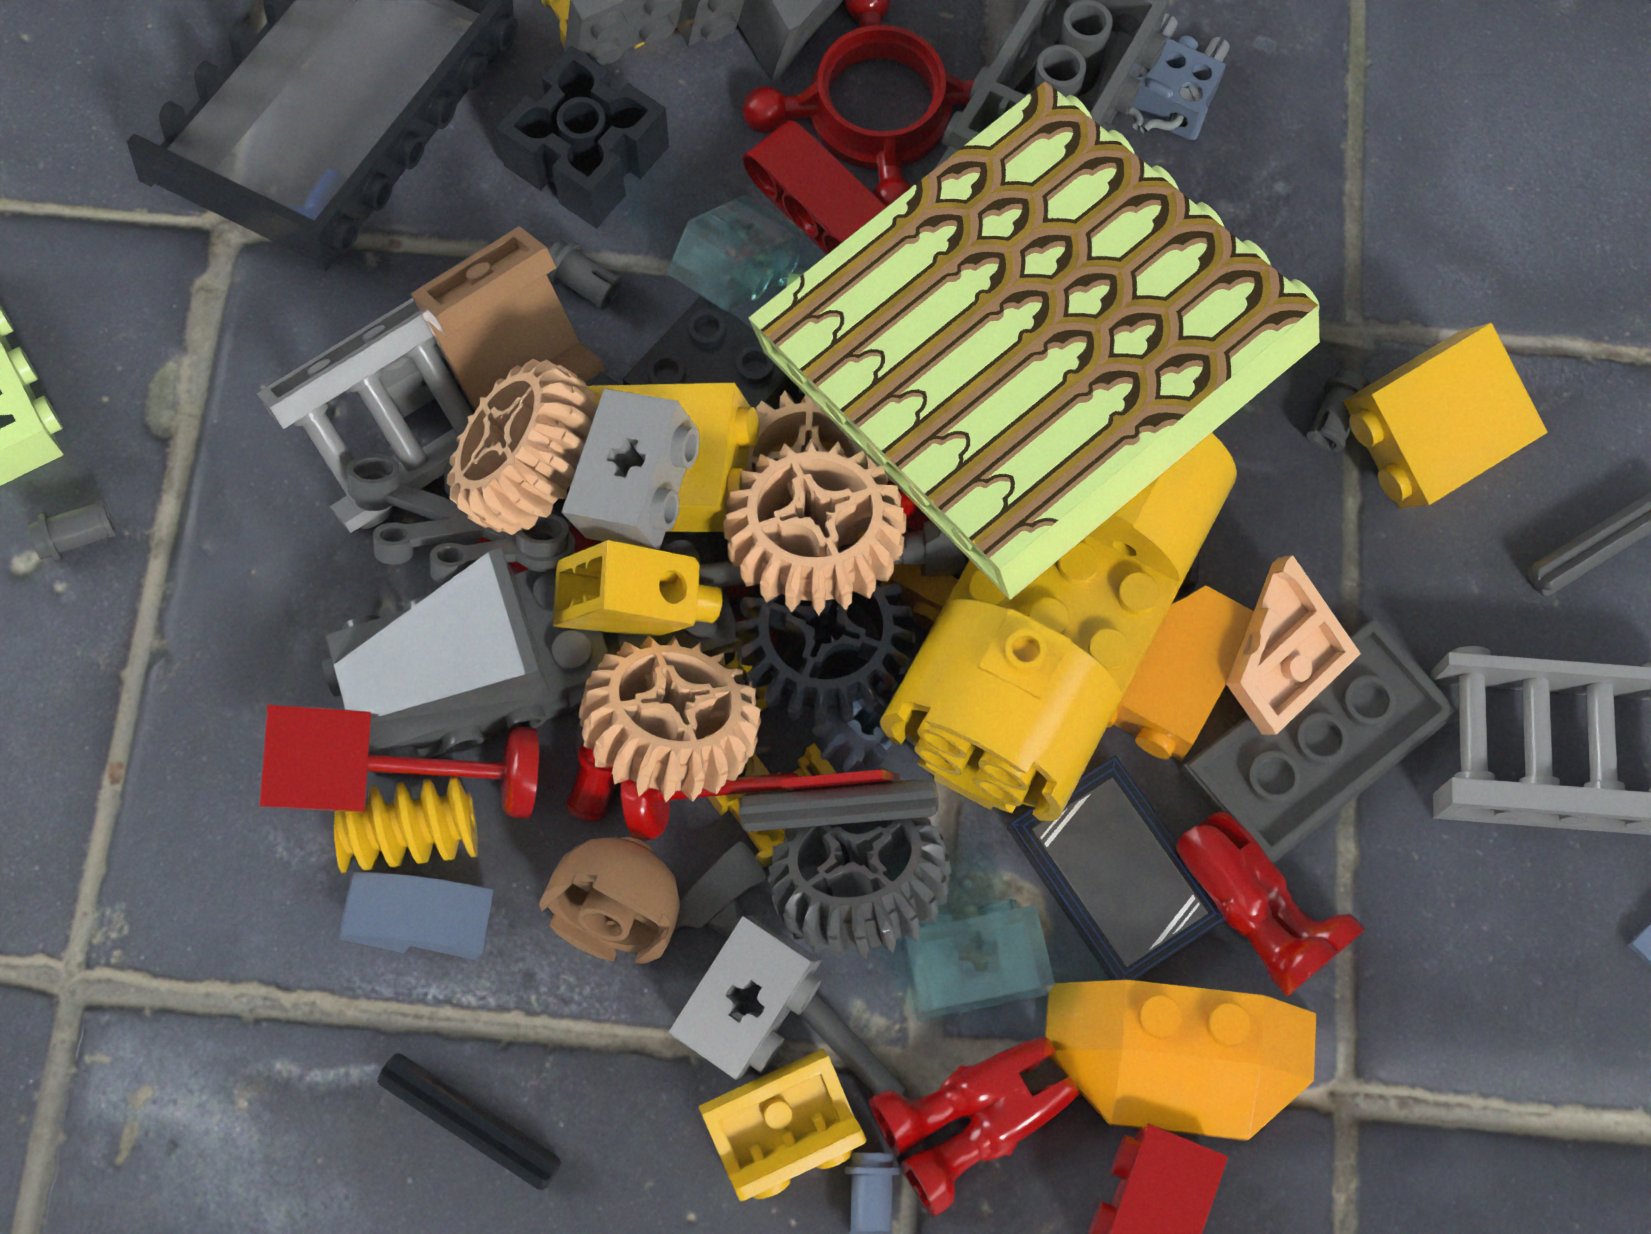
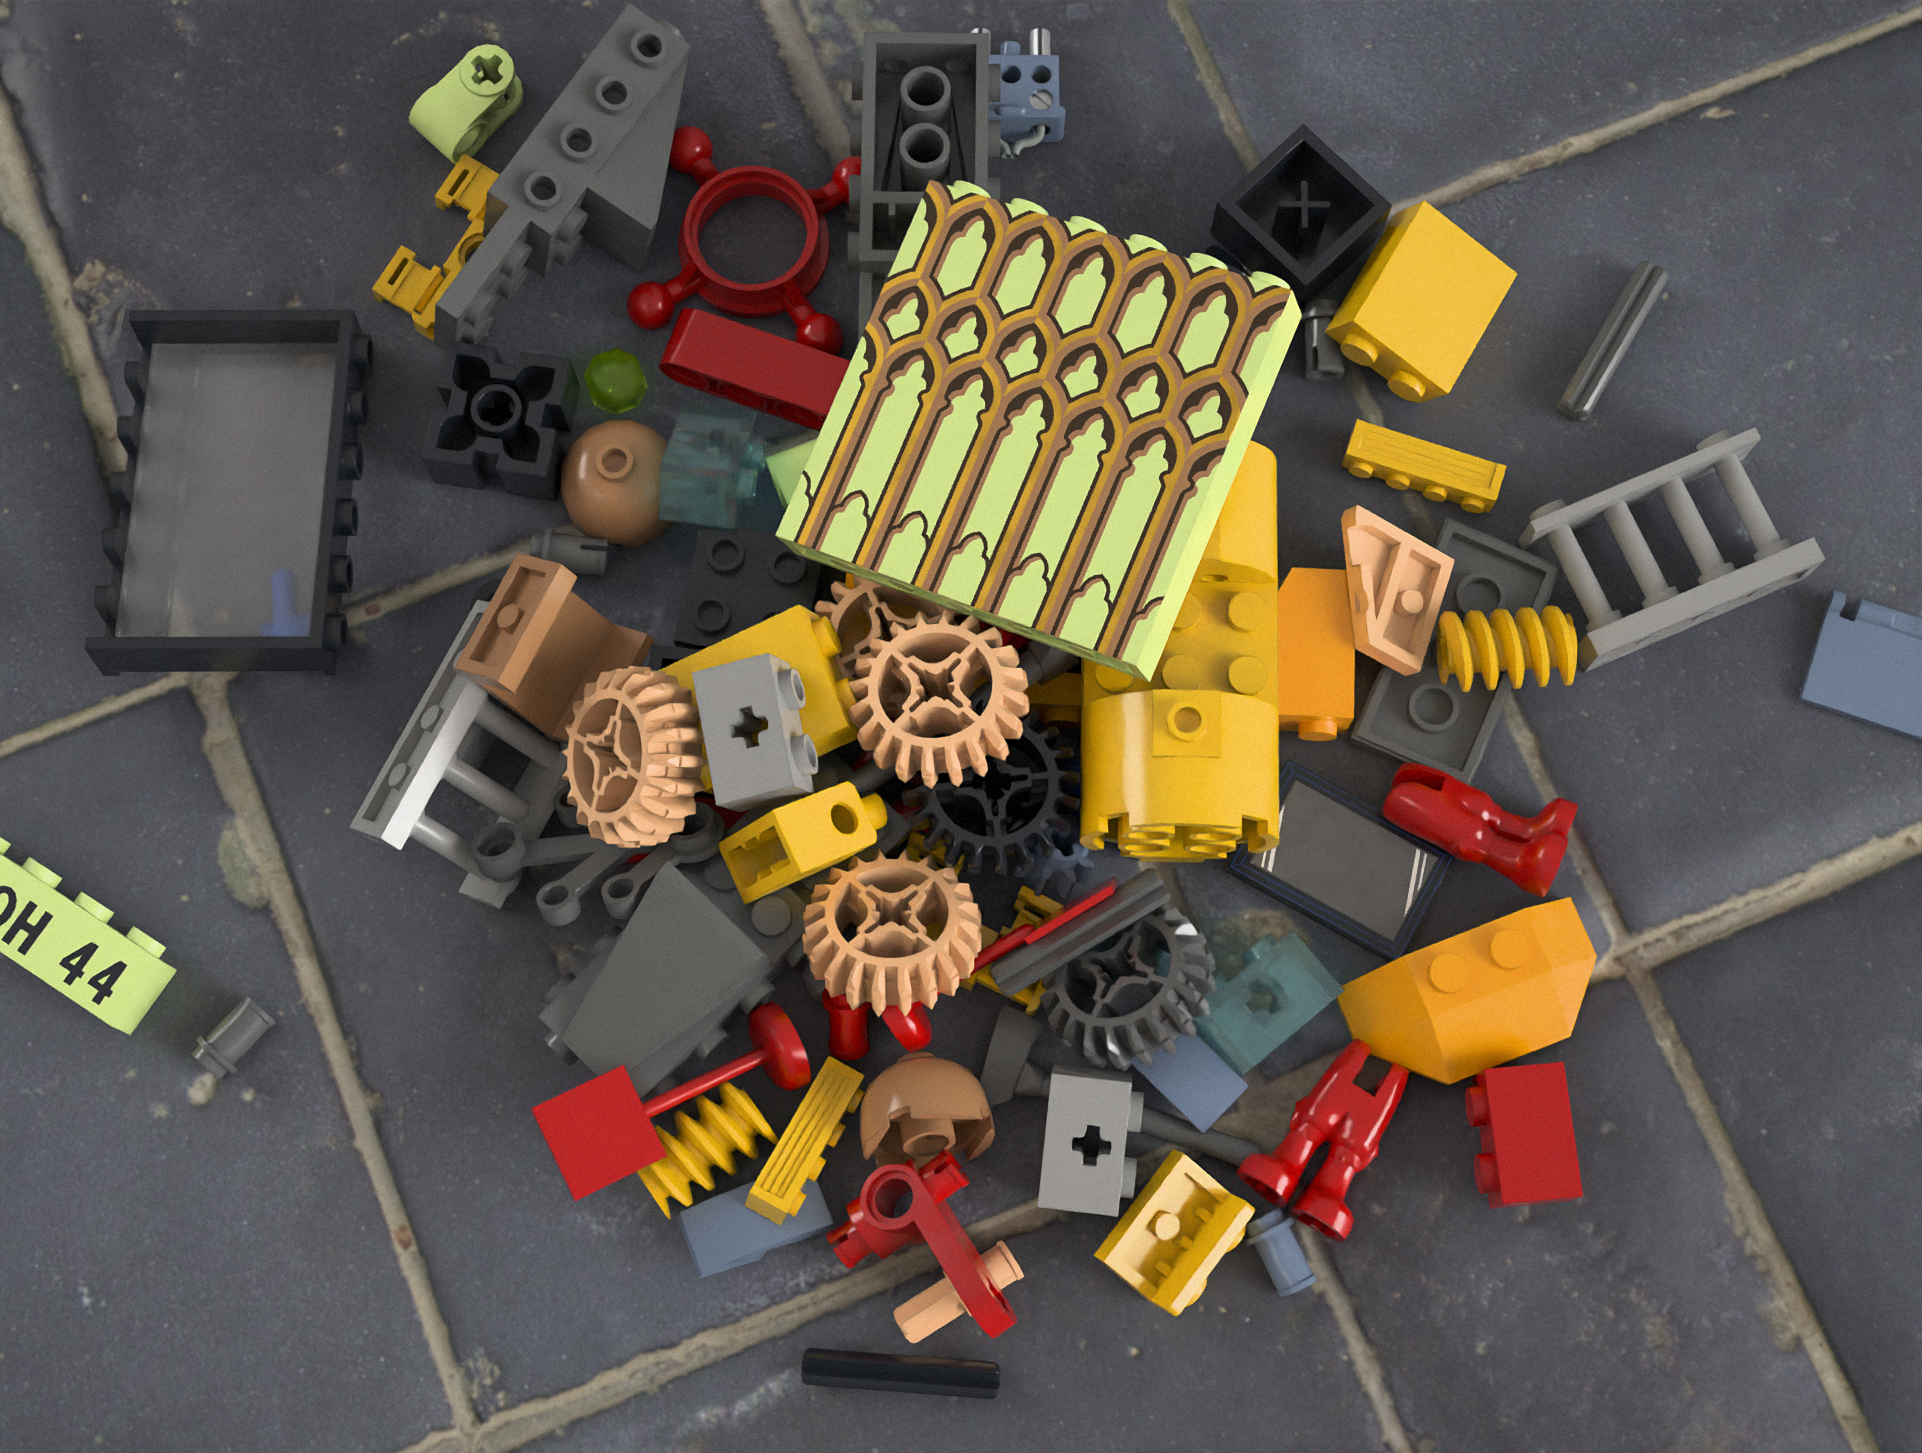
camera: 25 degrees left, 5 degrees up
(495, 866) = (804, 1140): none -> yellow piece
(558, 1075) = (943, 1304): none -> light nougat axle
(567, 998) = (927, 1220): none -> red piece
(644, 231) = (615, 482): none -> medium nougat cylinder
(700, 155) = (615, 381): none -> clear neon green tile
(874, 995) = (1193, 1080): none -> sand blue slope
(1370, 752) = (1507, 646): none -> yellow piece
(1374, 293) = (1300, 216): none -> black brick
(1374, 562) = (1424, 467): none -> yellow piece

